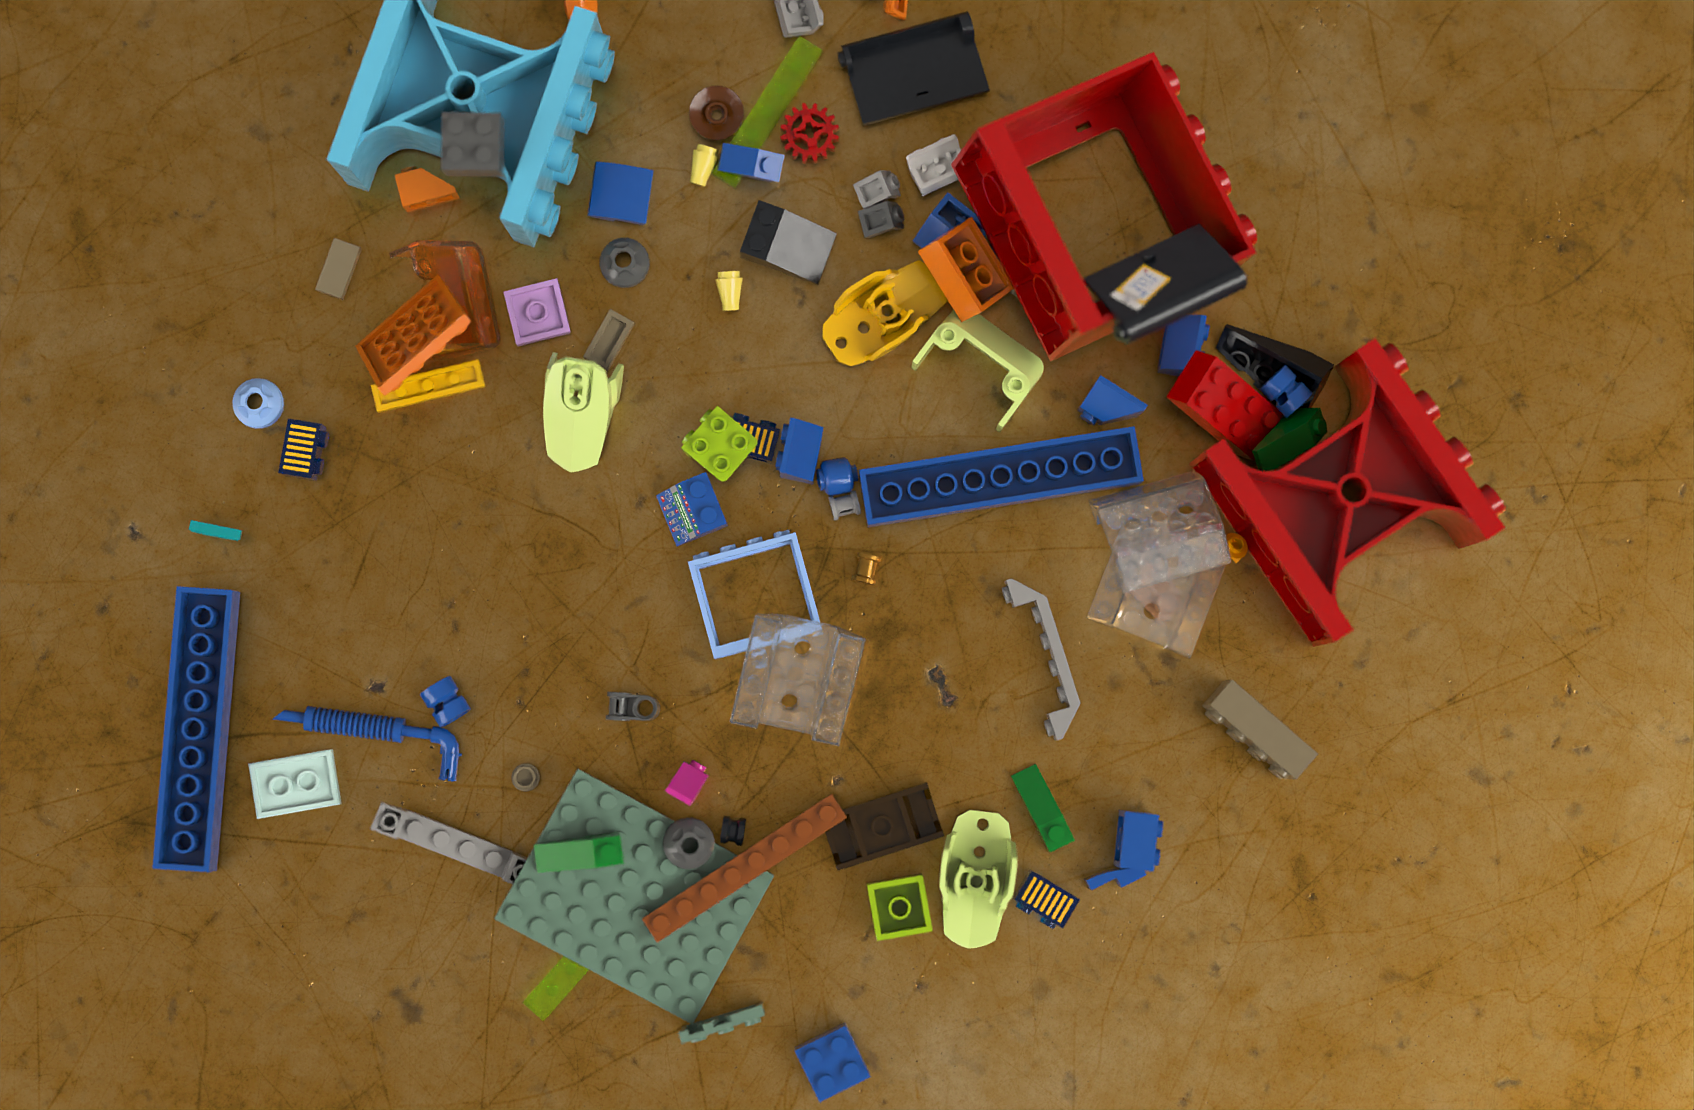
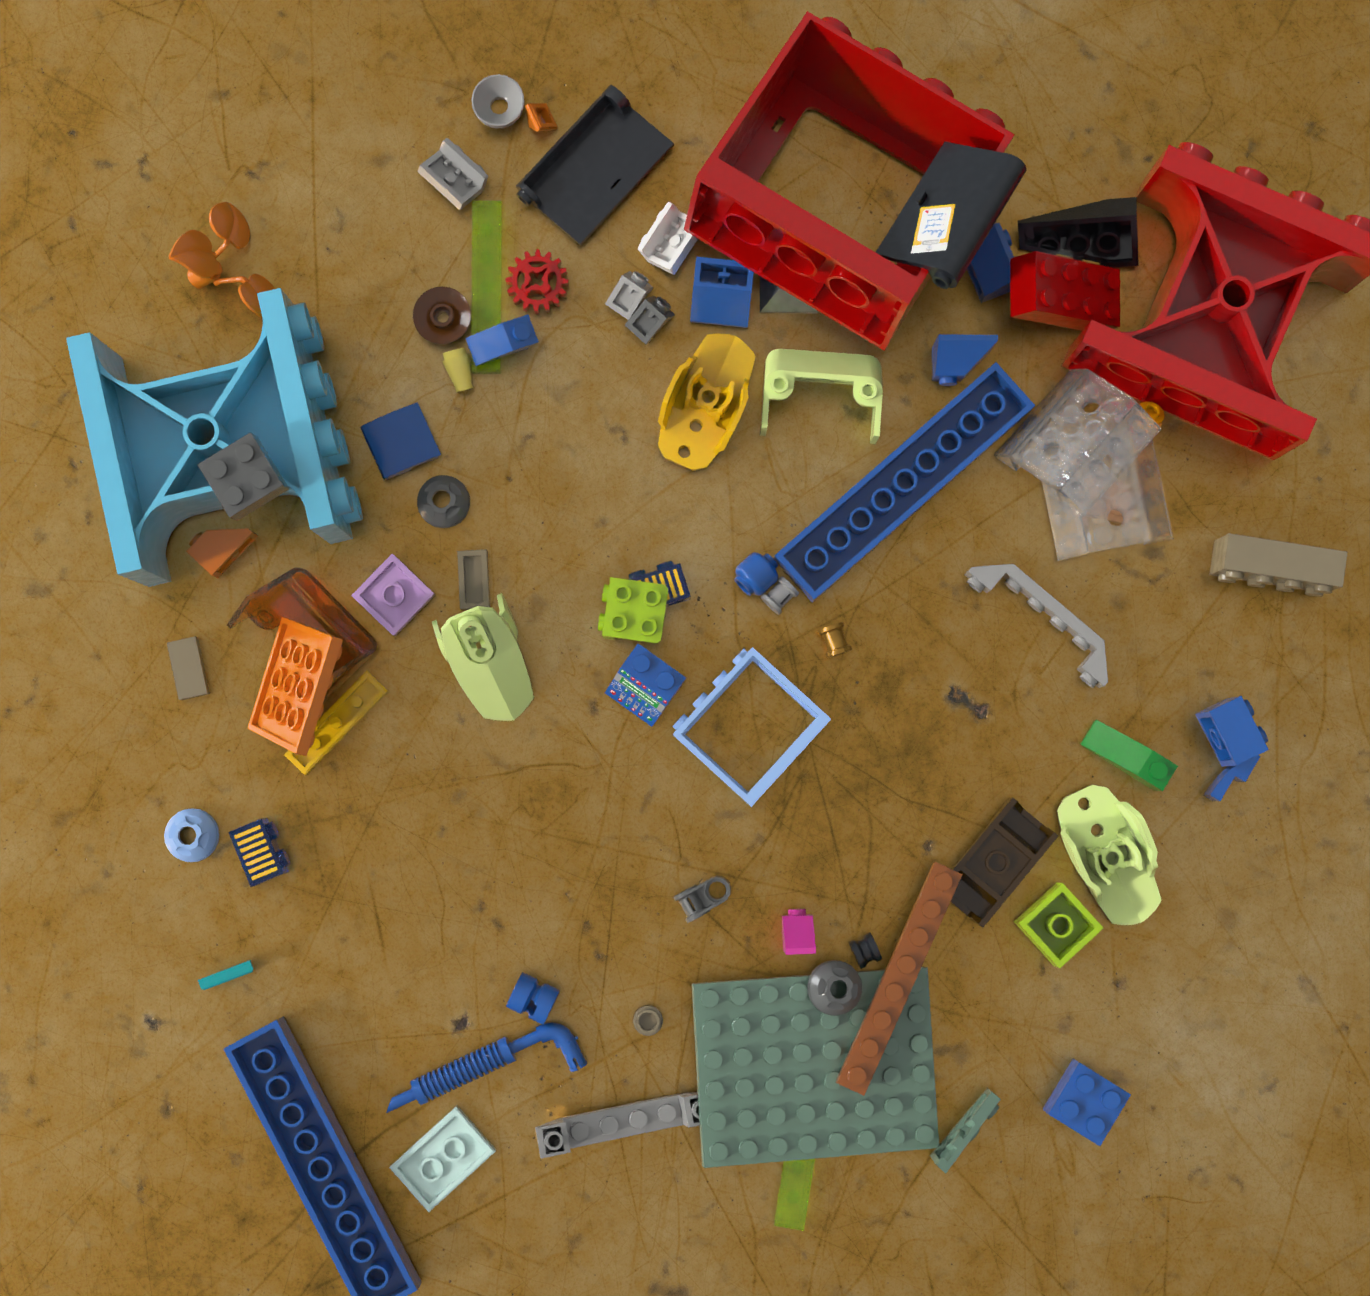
camera: 25 degrees left, 0 degrees up
(579, 853) = (745, 1059): green slope -> none
(729, 289) = (553, 466): light yellow cone -> none
(787, 243) = (579, 392): slope -> none
(800, 451) = (710, 571): blue slope -> none
(819, 679) = (857, 765): clear slope -> none
(966, 269) = (757, 315): orange slope -> none
(1045, 899) = (1184, 835): clear blue brick -> none
(1285, 391) = (1110, 246): blue wheel -> none
(1290, 438) = (1140, 285): green slope -> none

